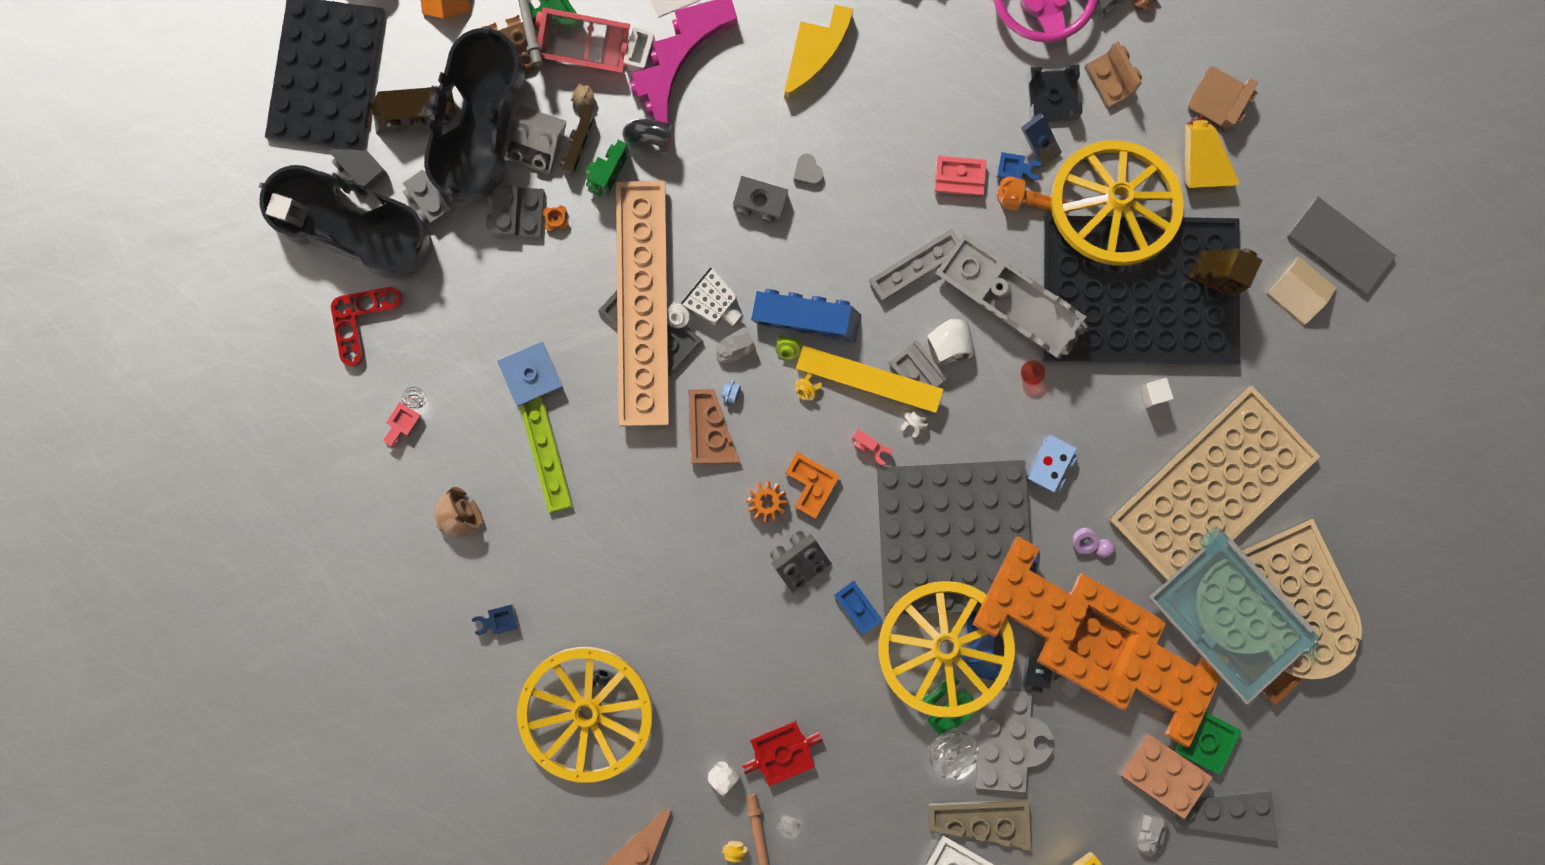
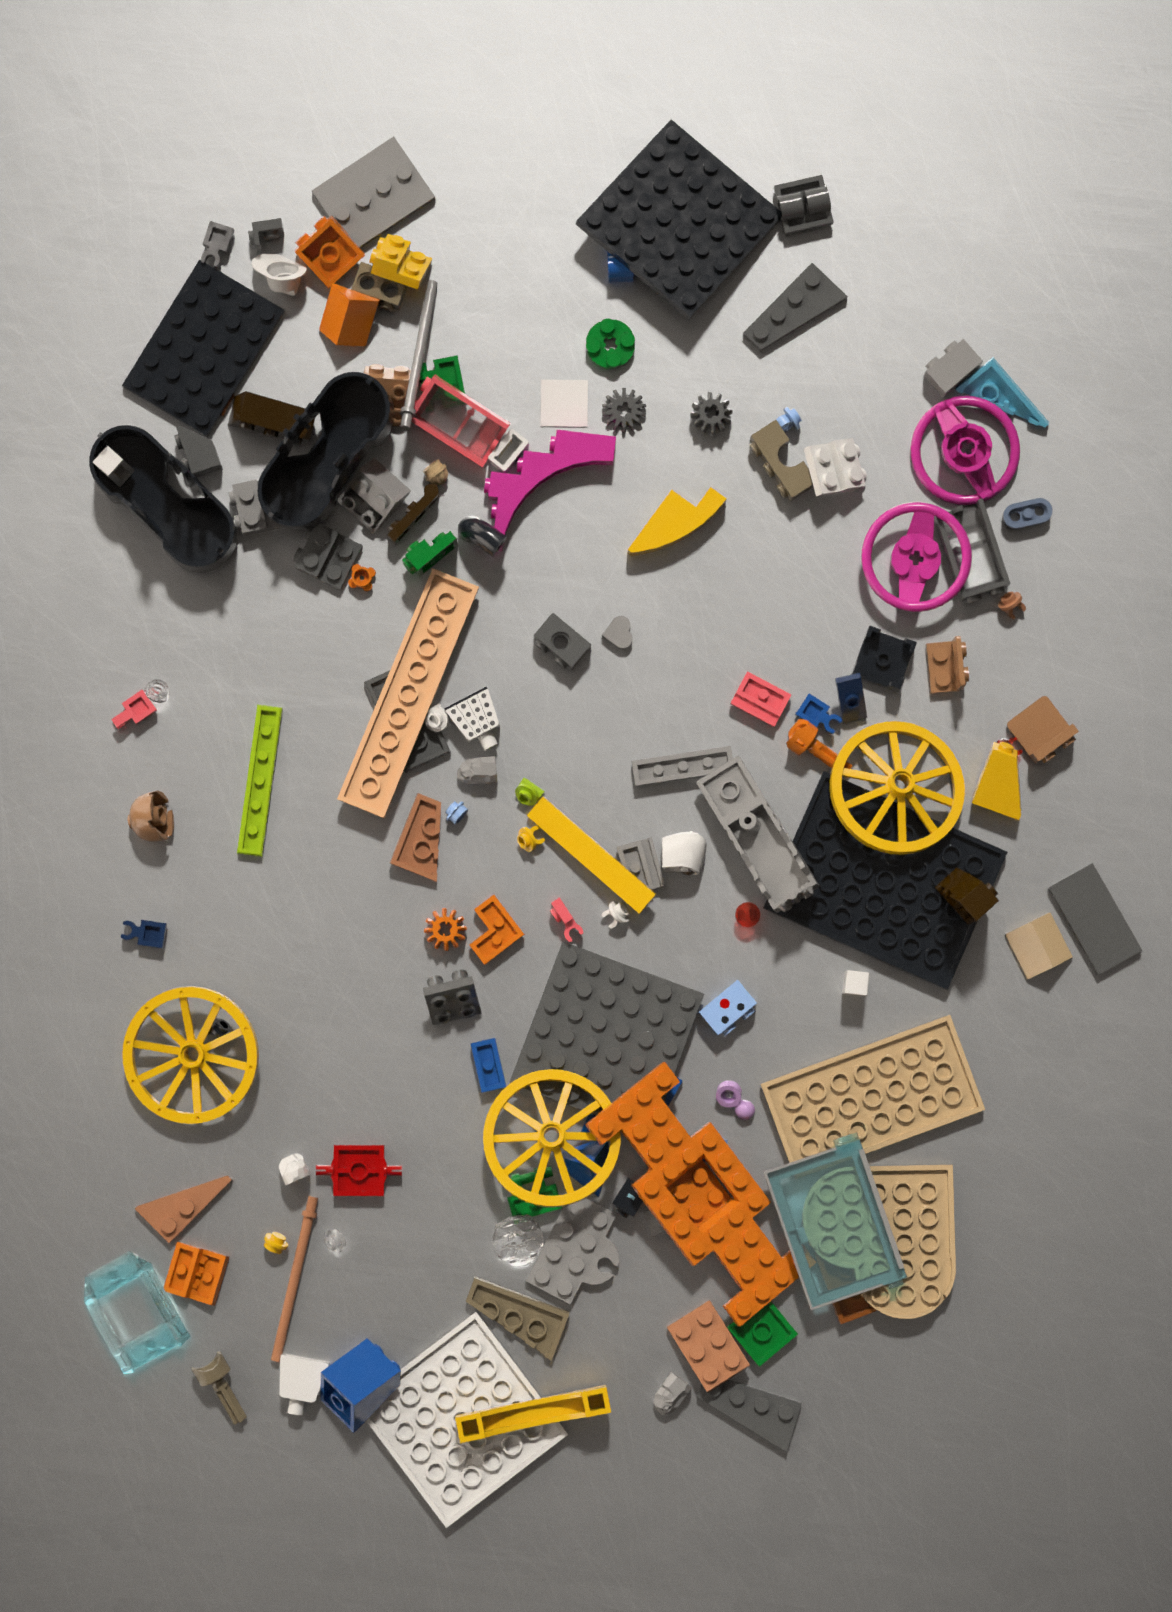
camera: 25 degrees right, 0 degrees up
(350, 318) = (130, 590): red beam -> none
(529, 374) = (275, 714): medium blue plate -> none
(806, 314) = (557, 769): blue wedge -> none

